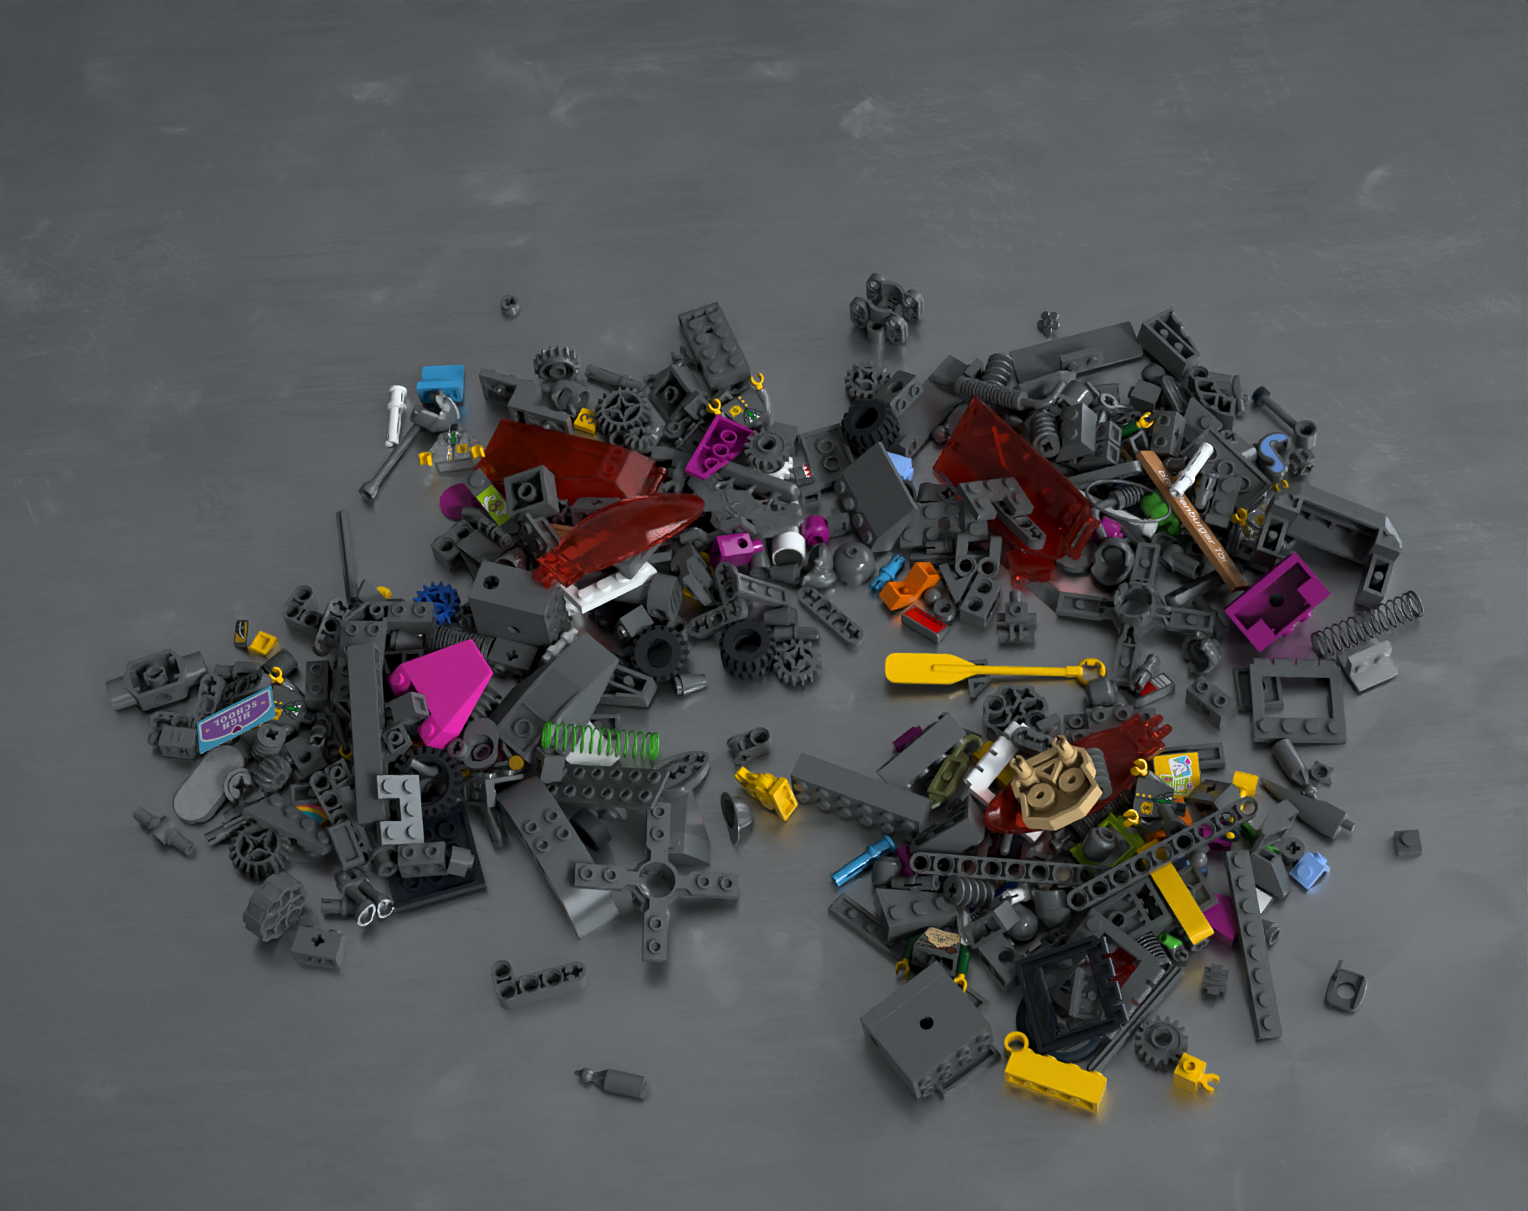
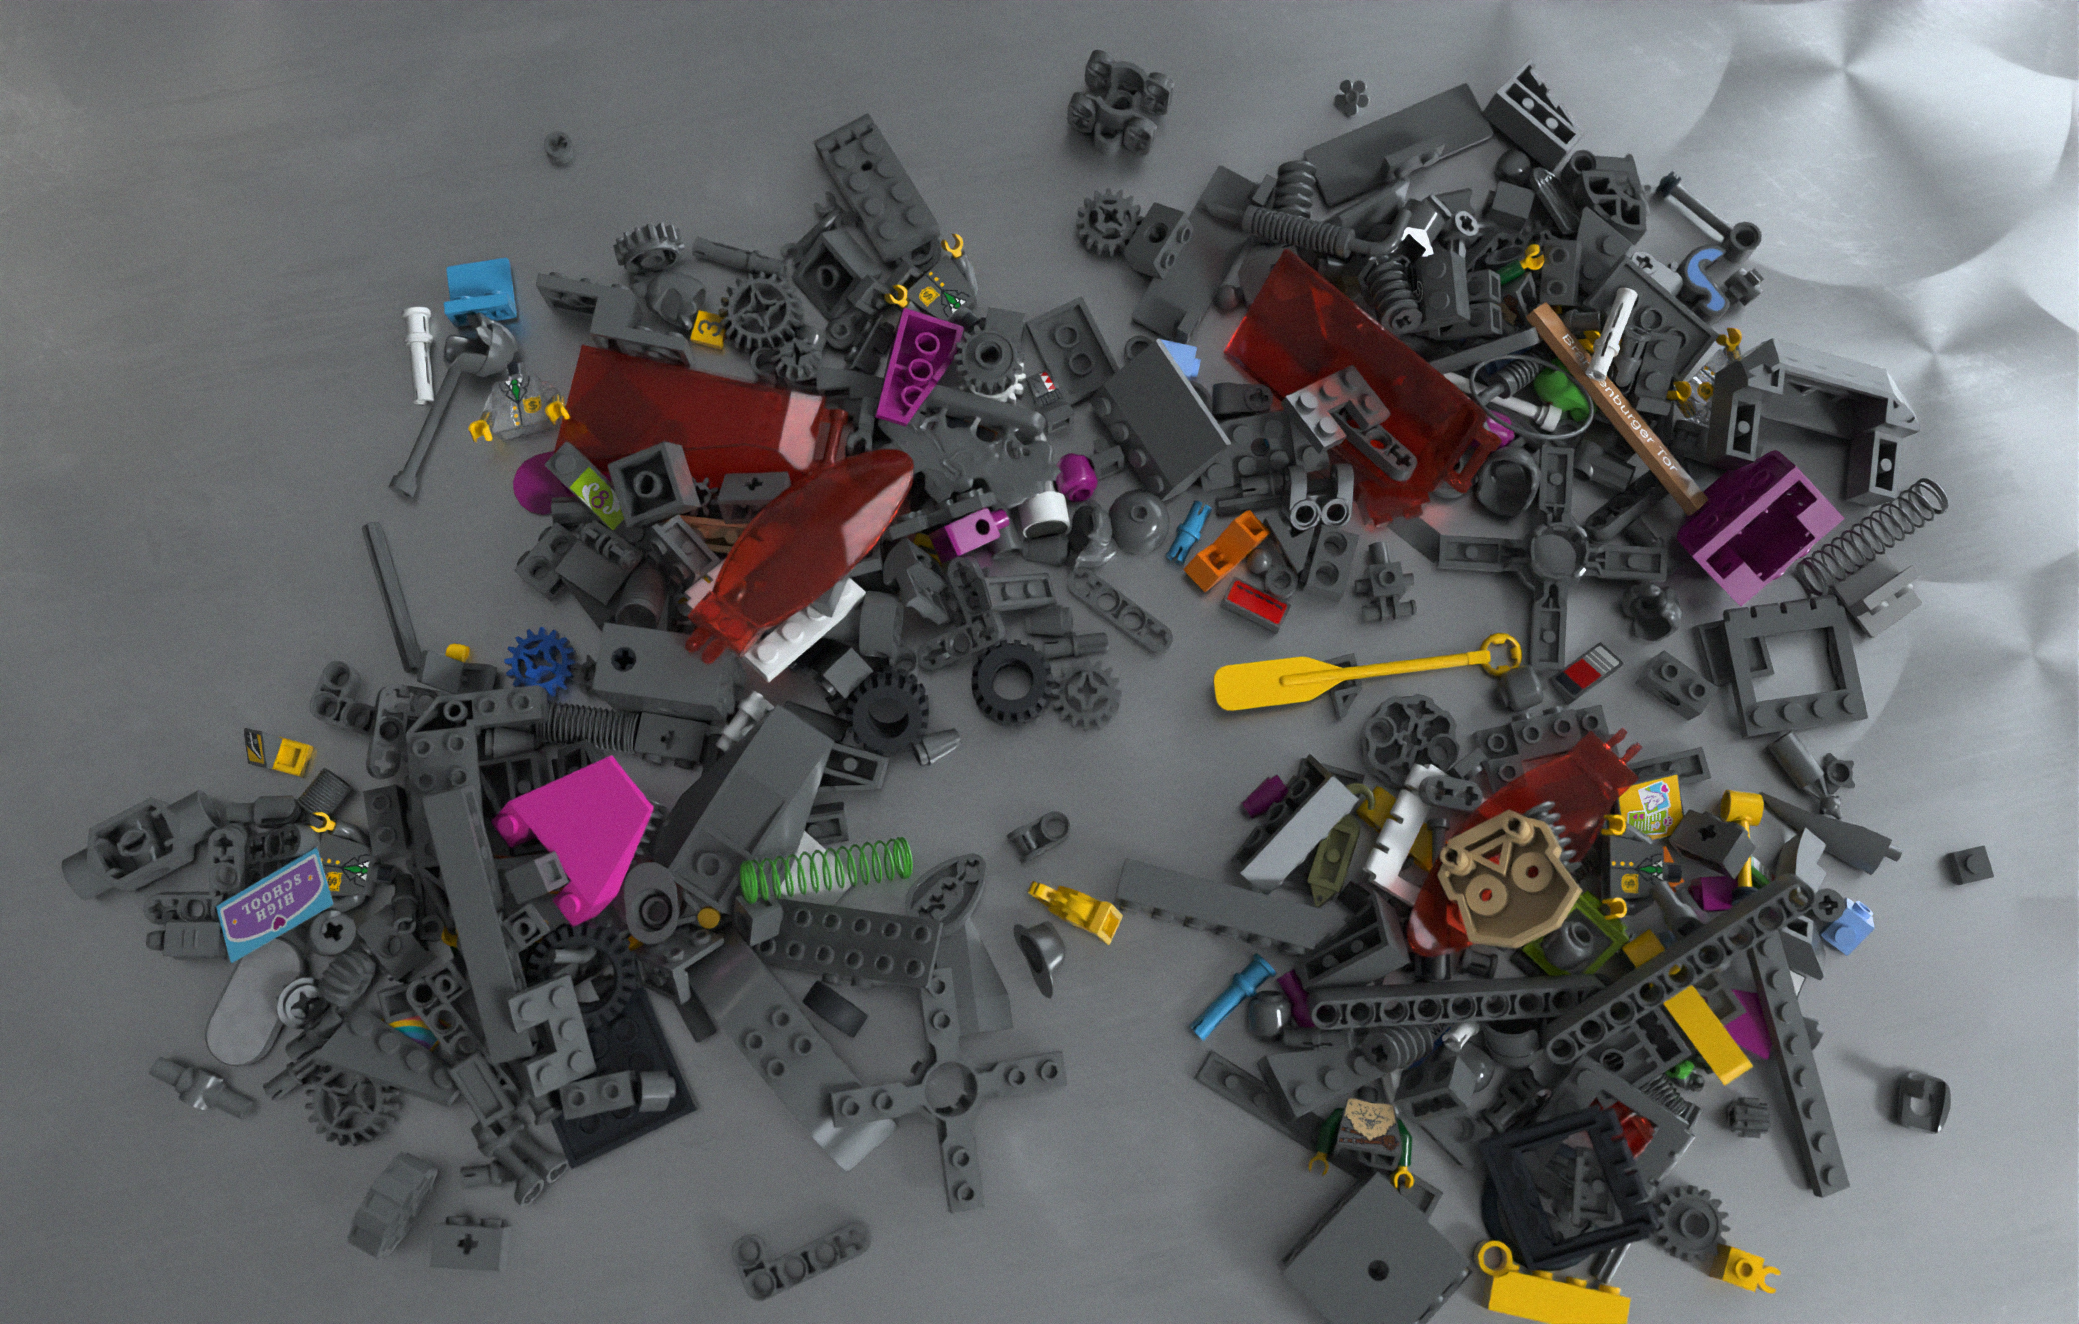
camera: 20 degrees left, 20 degrees up
(455, 745) = (627, 911): dark grey bush -> none
(868, 424) = (1113, 285): black tyre -> none
(1144, 673) = (1578, 650): dark grey pin -> none

